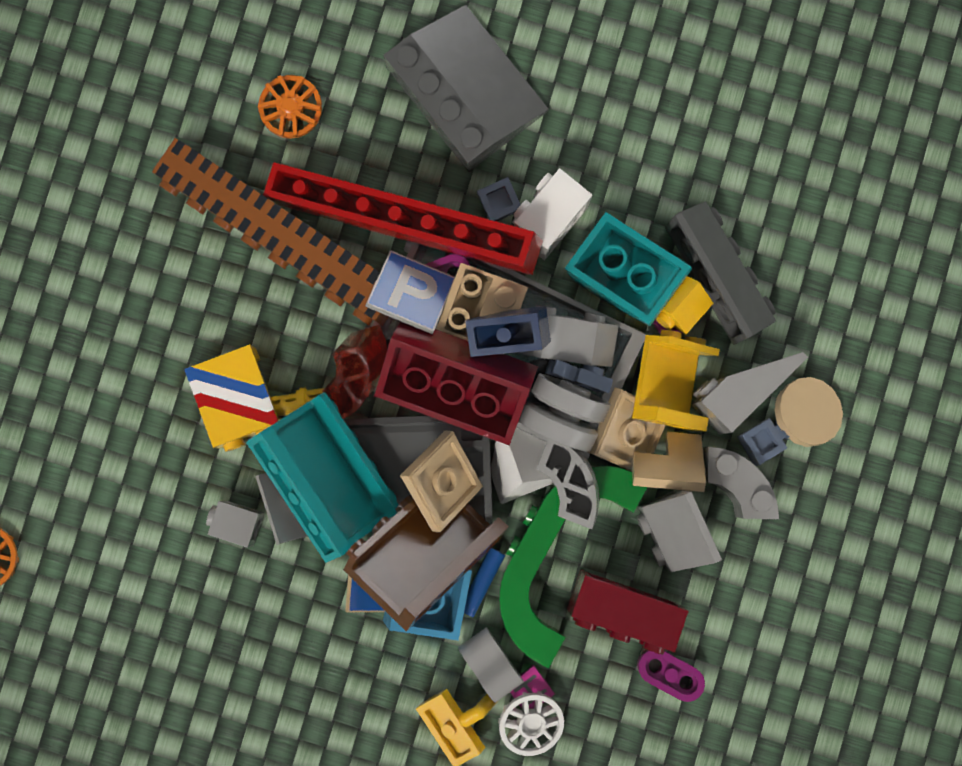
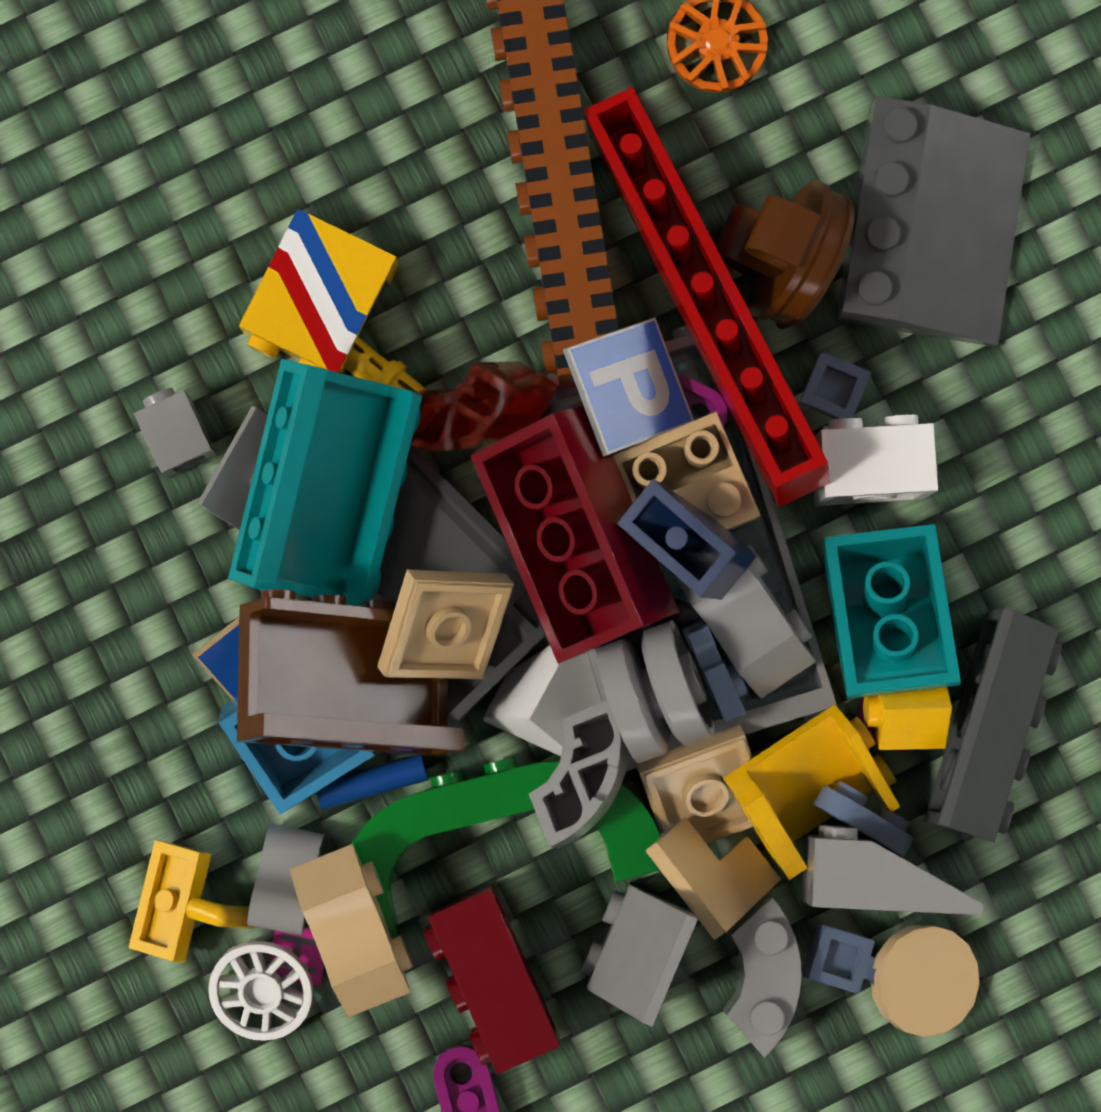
camera: 40 degrees right, 0 degrees up
(417, 160) = (788, 250): none -> reddish brown piece
(543, 658) = (351, 931): none -> tan brick
(721, 366) = (847, 806): none -> sand blue plate

